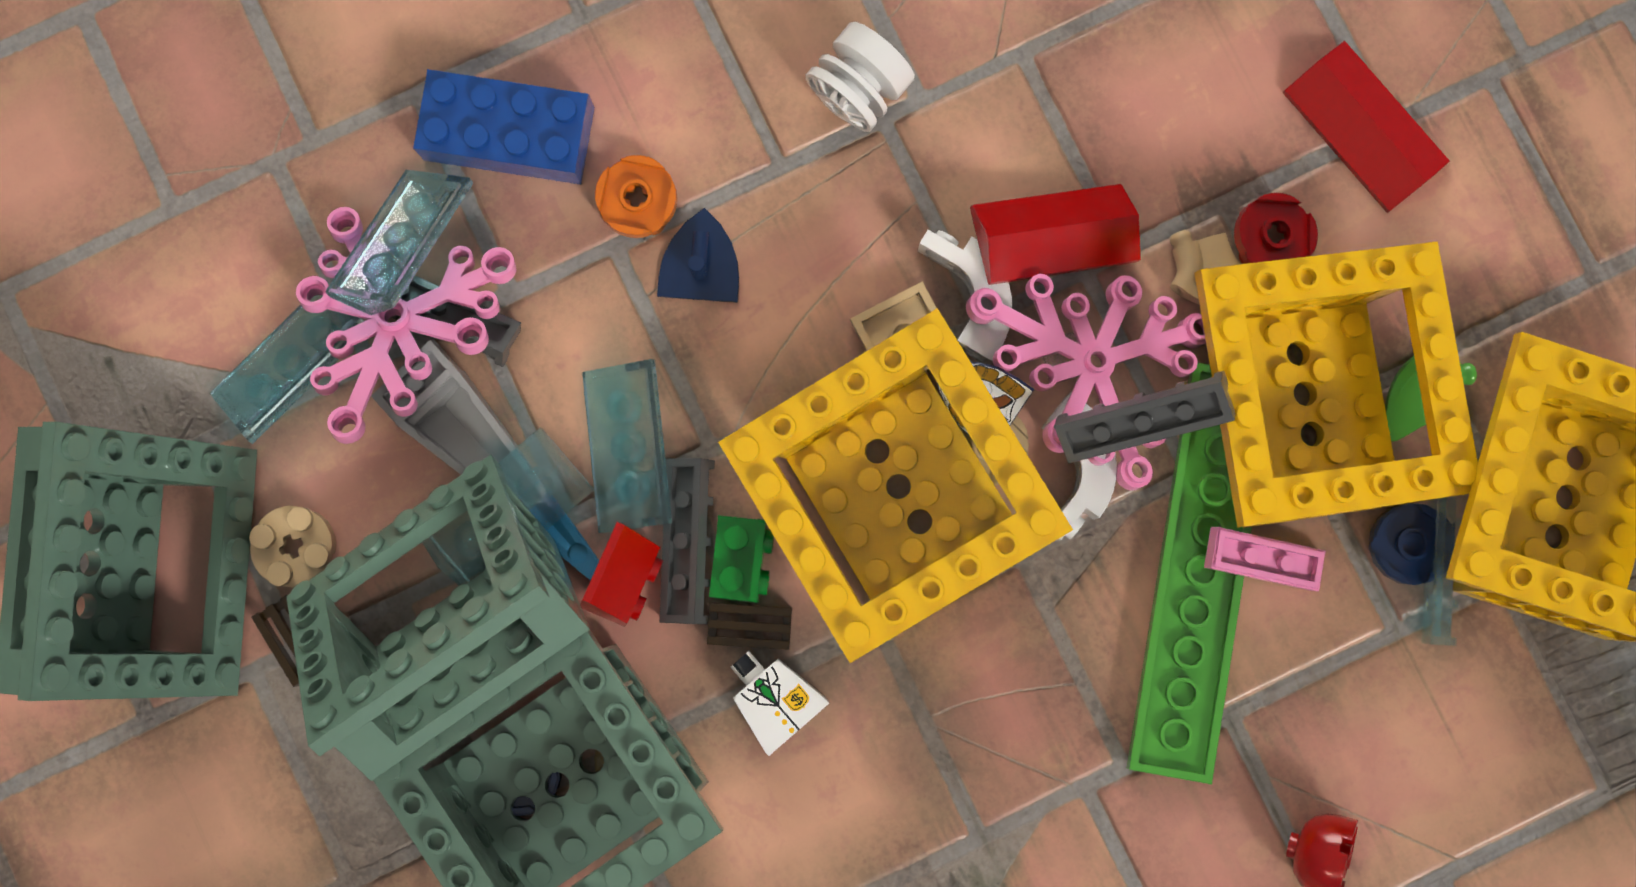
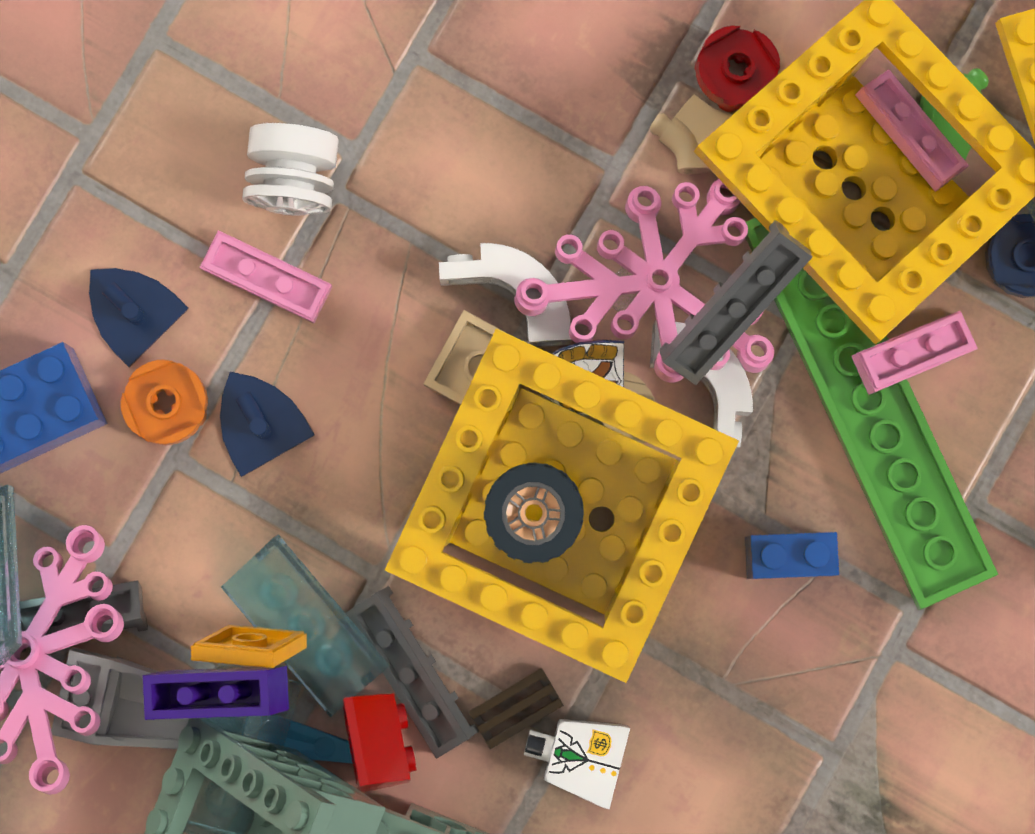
camera: 40 degrees left, 0 degrees up
(520, 449) = (215, 693): none -> dark purple brick
(571, 431) = (249, 646): none -> light orange tile
(660, 108) = (131, 310): none -> dark blue shield
(739, 559) = (468, 656): green bracket -> none
(783, 151) = (266, 276): none -> bright pink tile
(852, 454) = (529, 538): none -> black wheel
(1053, 655) = (791, 555): none -> blue brick
(1057, 233) = (551, 191): red slope -> none
(1384, 378) = (911, 130): none -> bright pink tile

